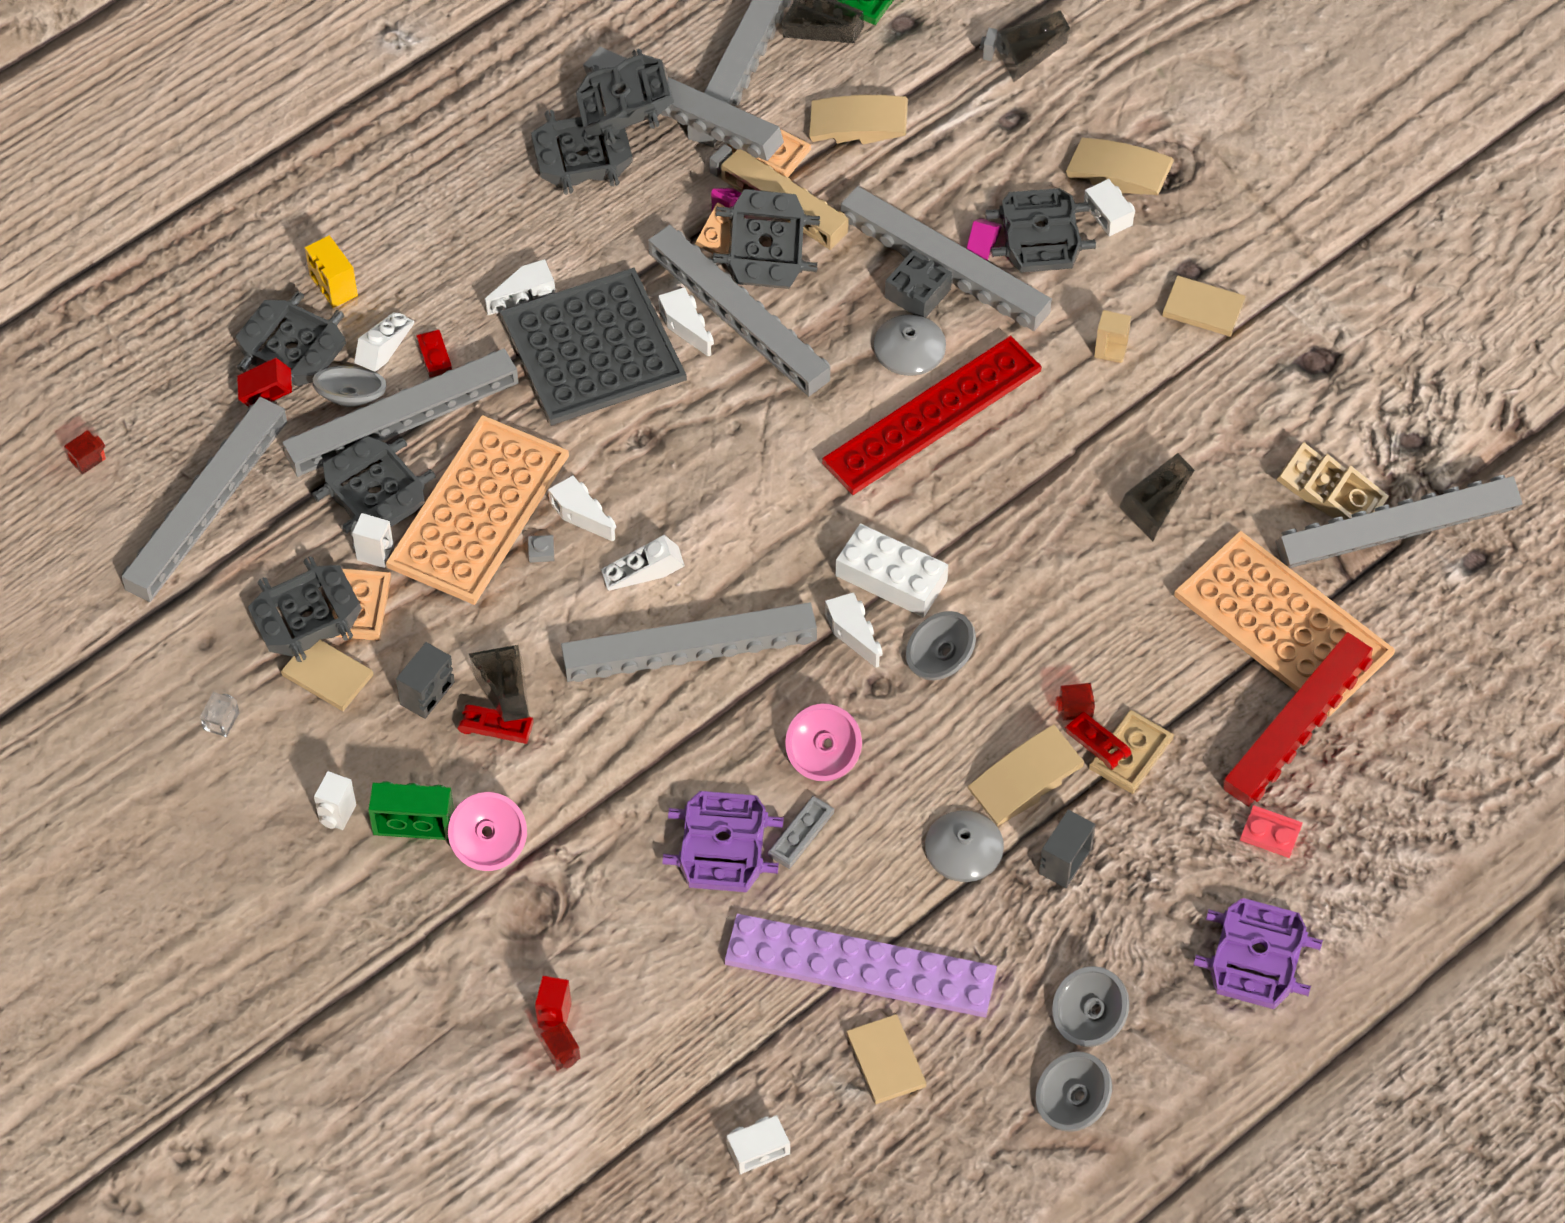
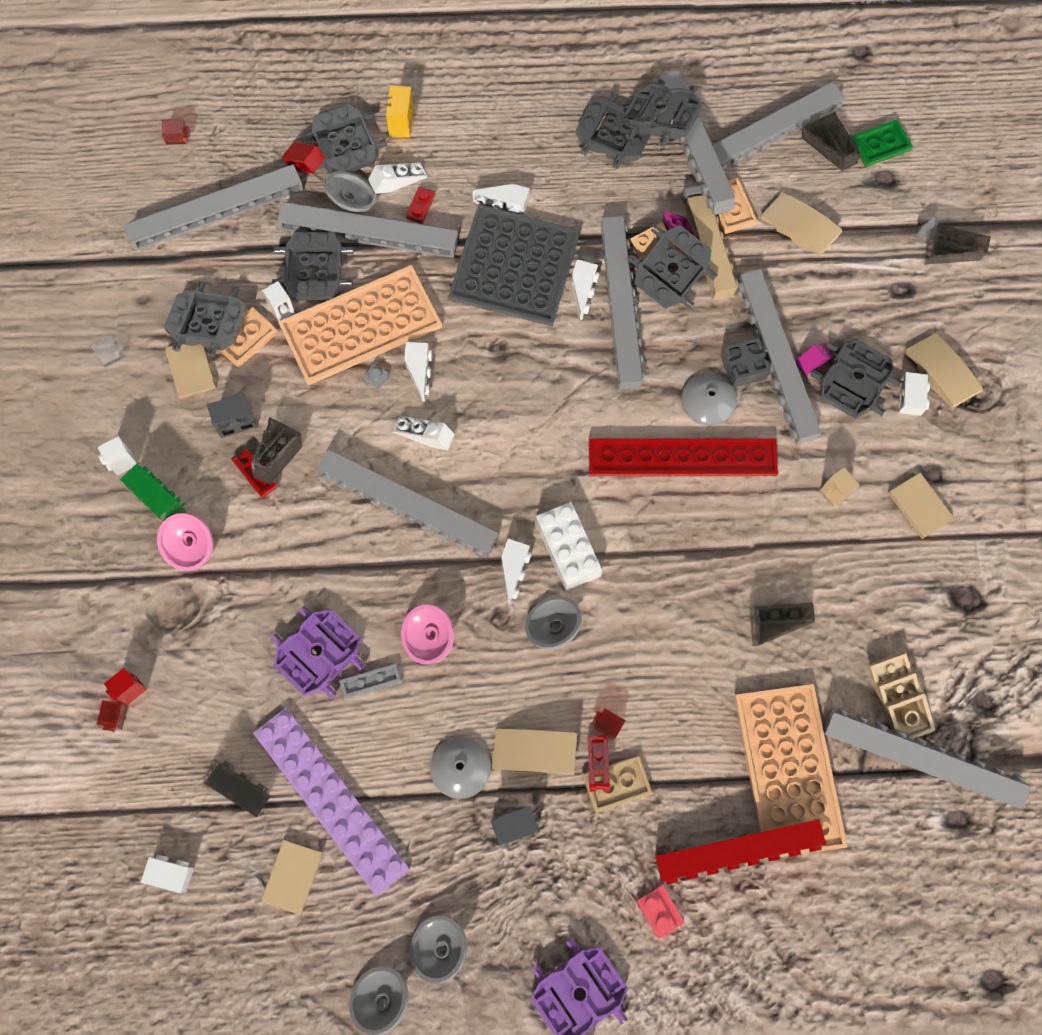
camera: 35 degrees right, 15 degrees up
(754, 1012) = (237, 787): none -> clear smoke wedge

